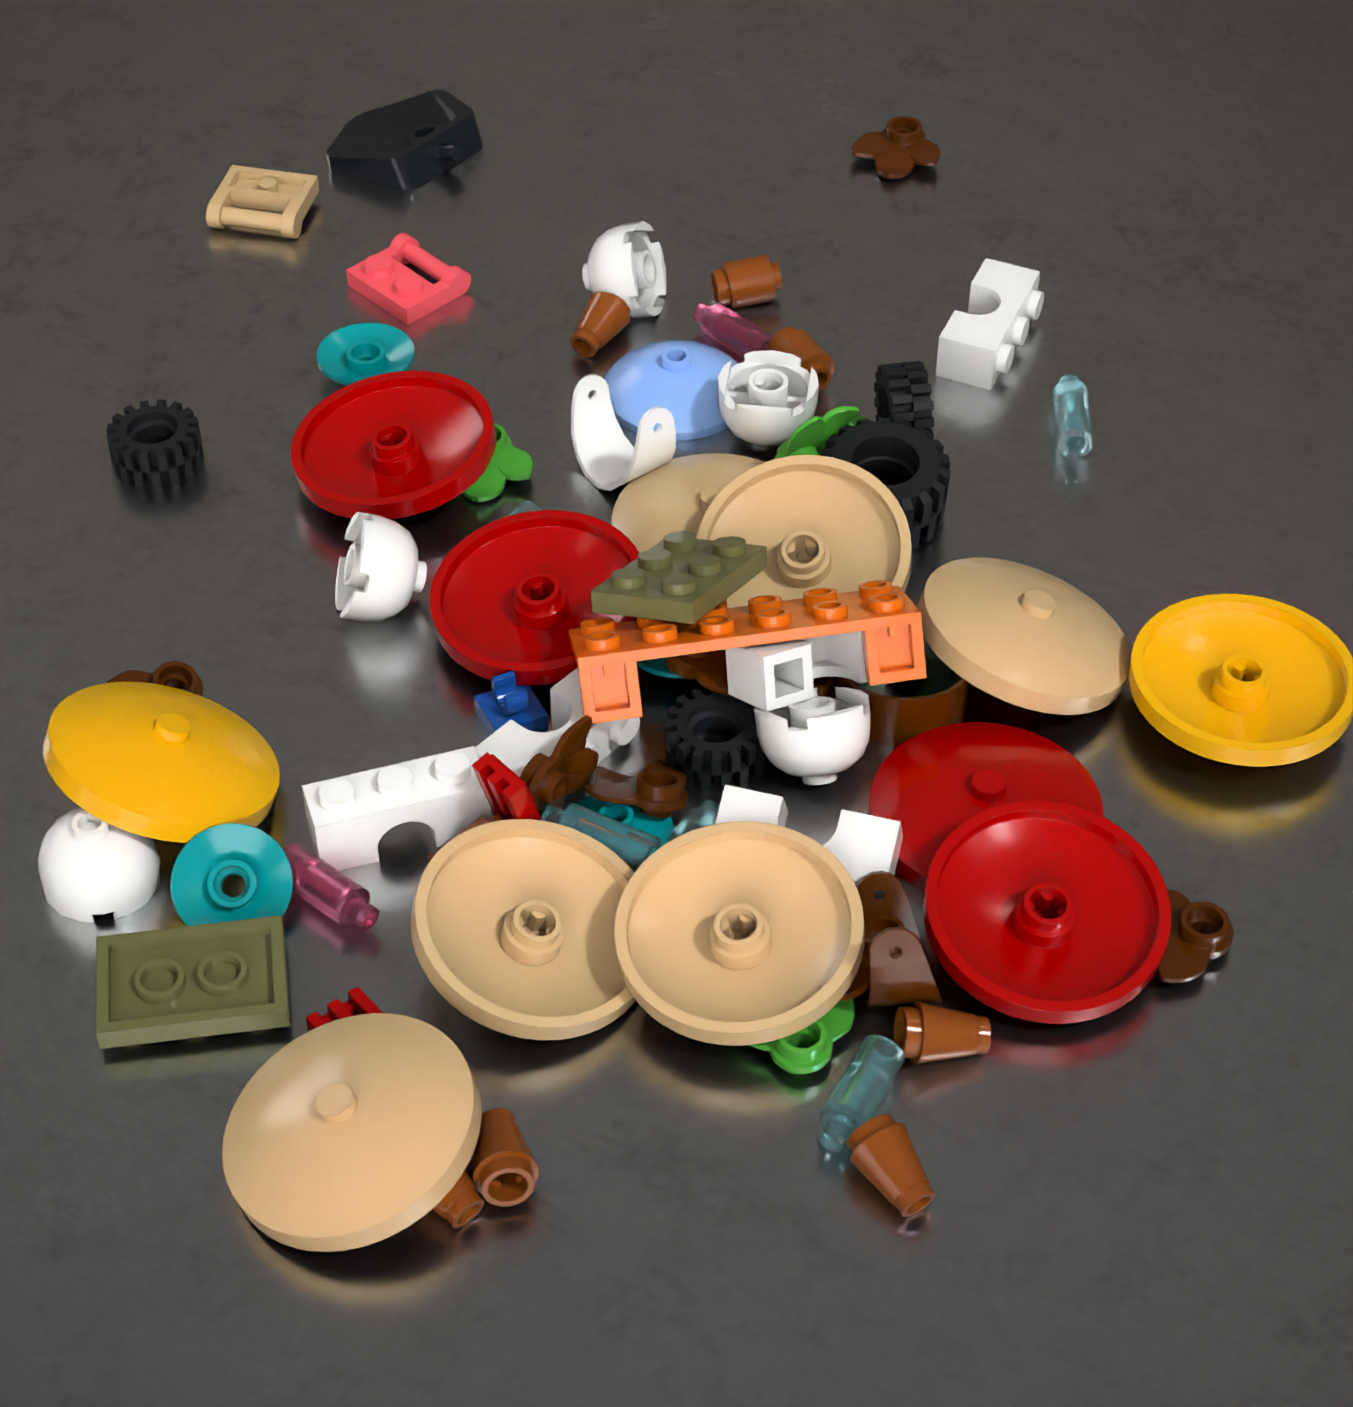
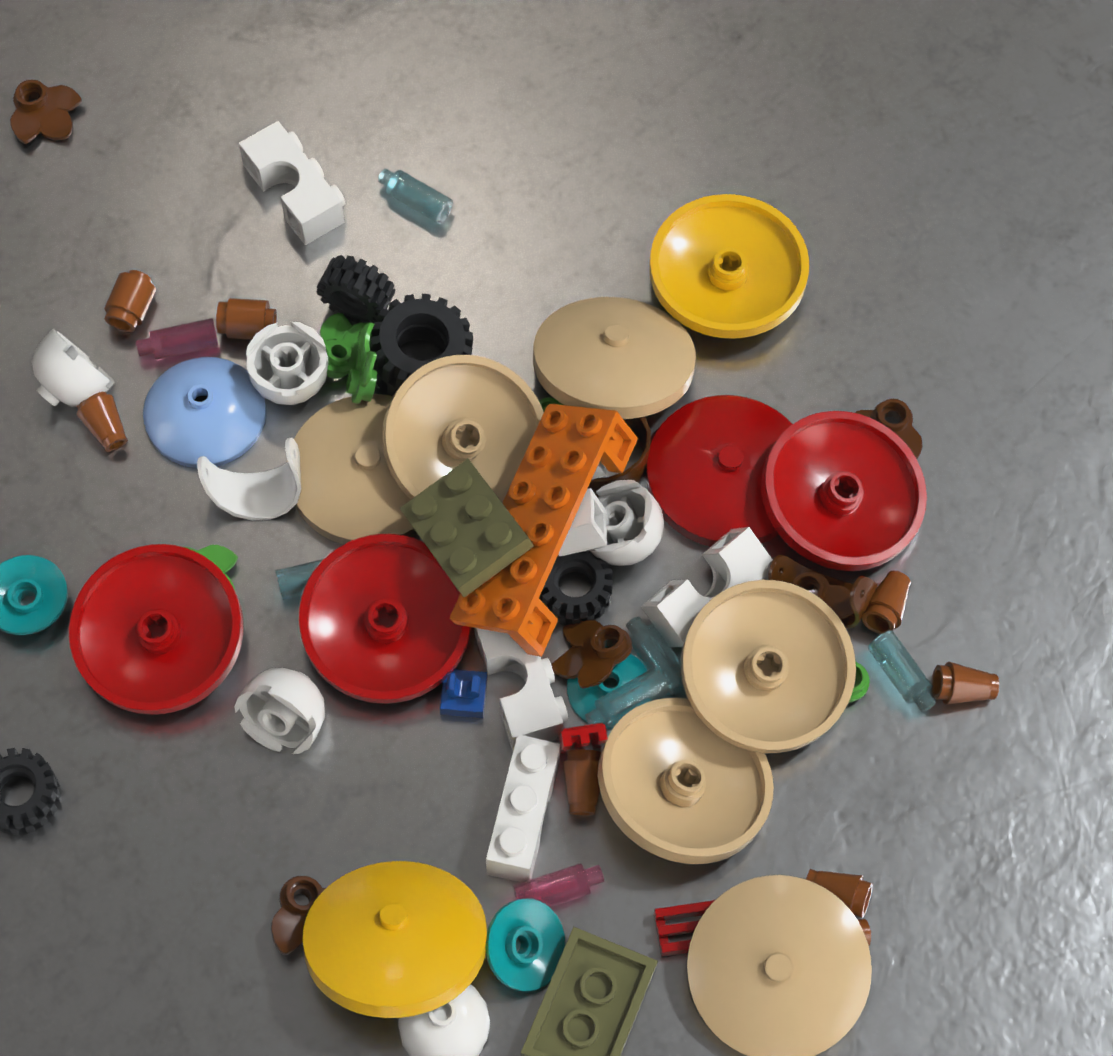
camera: 60 degrees left, 20 degrees up
(565, 770) = (577, 706): reddish brown plate -> none

